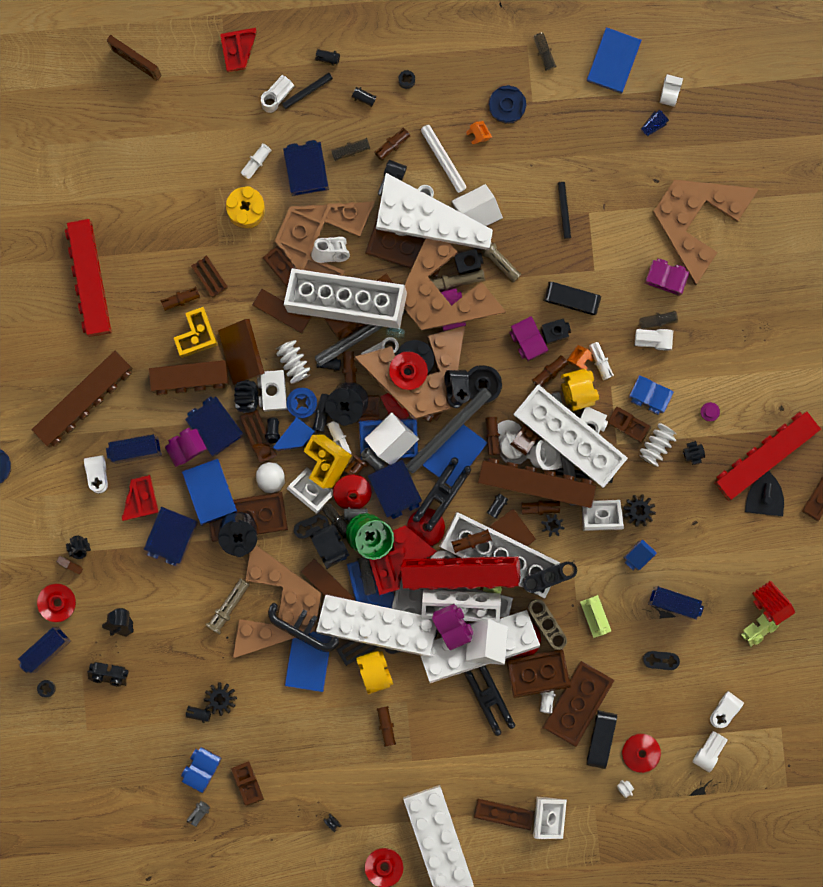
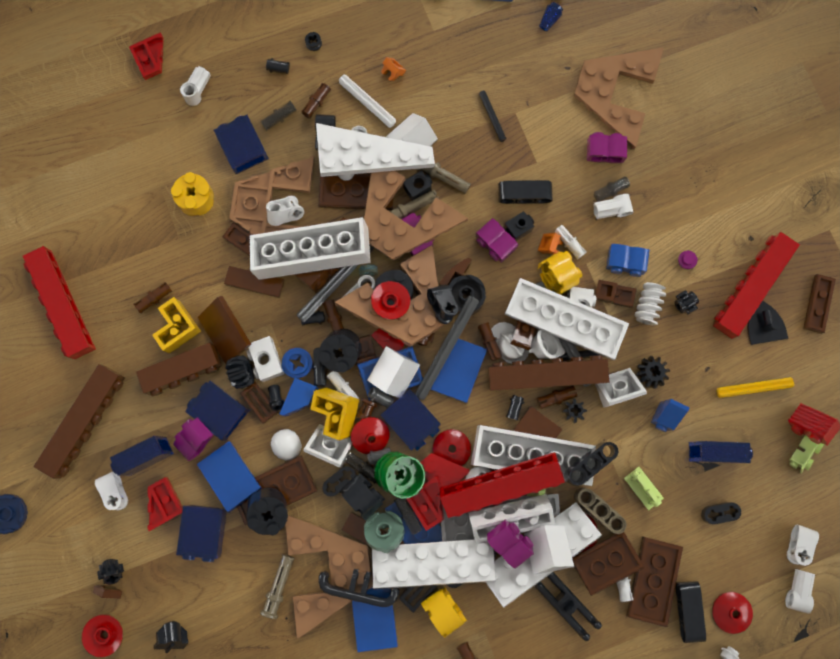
camera: 15 degrees left, 5 degrees down
(134, 58) = (50, 87): reddish brown tile -> none
(201, 263) = (165, 259): reddish brown tile -> none
(256, 161) = (192, 151): white axle -> none
(264, 452) = (273, 421): reddish brown tile -> none
(293, 361) = (277, 326): white piece -> none
(306, 91) = (224, 76): black bar -> none
(328, 57) = (235, 40): black pin -> none
(337, 593) = (384, 542): none -> sand green plate
(442, 494) = (458, 412): black piece -> none
(471, 541) = (503, 450): reddish brown pin -> none
(483, 358) = (458, 270): none -> reddish brown slope
(507, 104) = (411, 38): dark blue tile -> none
(550, 371) = (526, 264): reddish brown pin -> none
(731, 553) = (755, 387): none -> yellow axle

